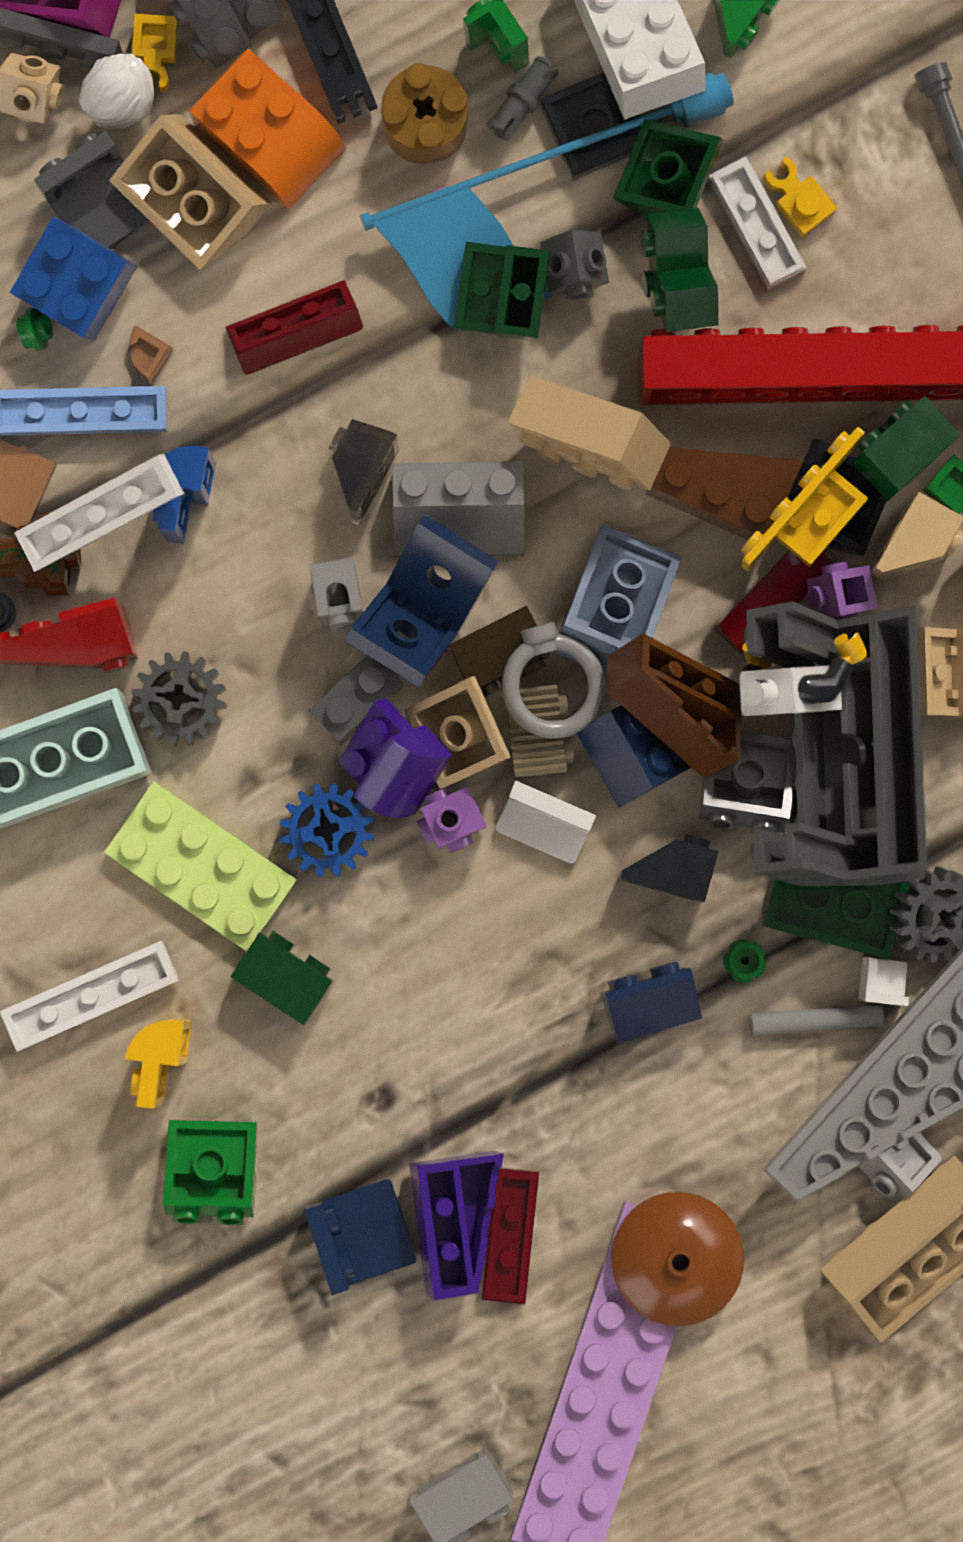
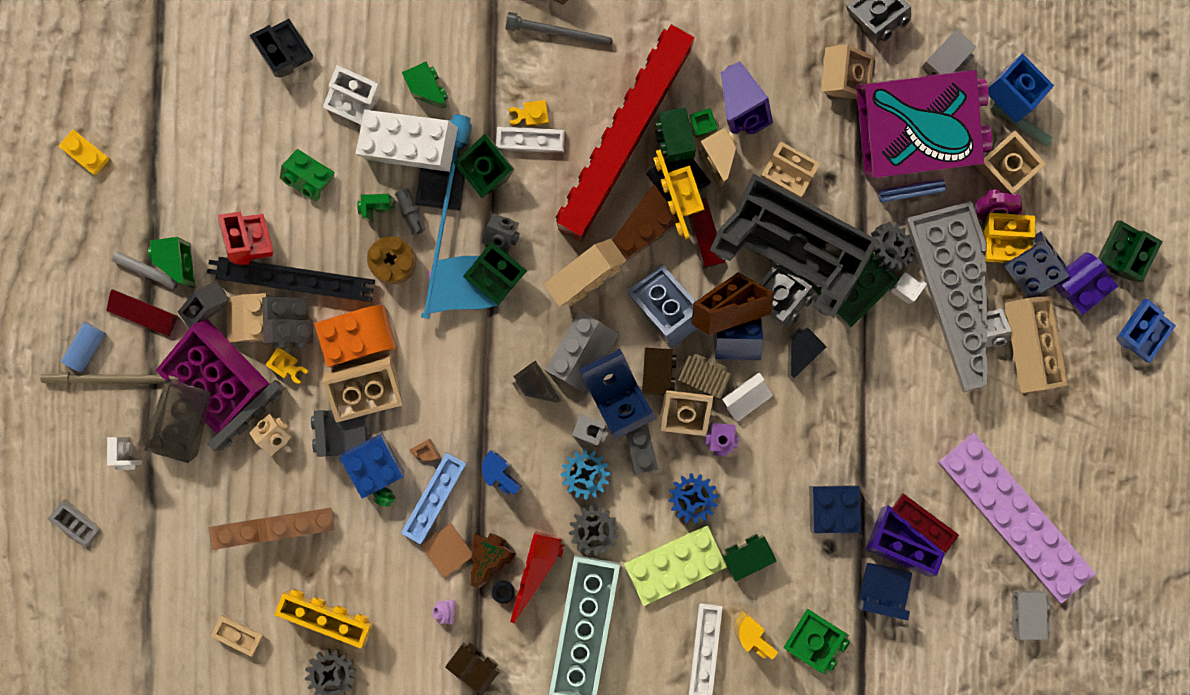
camera: 50 degrees left, 0 degrees up
(99, 512) = (490, 517): white plate -> none
(117, 91) = (297, 394): white hair -> none
(275, 615) = (579, 459): none -> dark azure gear
(295, 327) = (453, 377): dark red slope -> none
(393, 761) = (681, 450): dark purple brick -> none
(445, 1072) = (834, 509): none -> dark blue brick
(540, 641) = (666, 351): light grey piece -> none
(651, 1003) = (857, 397): dark blue slope -> none
(673, 1226) = (964, 457): dark orange dish -> none
(679, 270) = (535, 189): dark green brick -> none
(756, 964) = (855, 344): green plate -> none
(799, 688) = (757, 248): torso -> none
(817, 1019) = (906, 328): light grey piece -> none
(841, 591) = (722, 202): medium lavender brick -> none

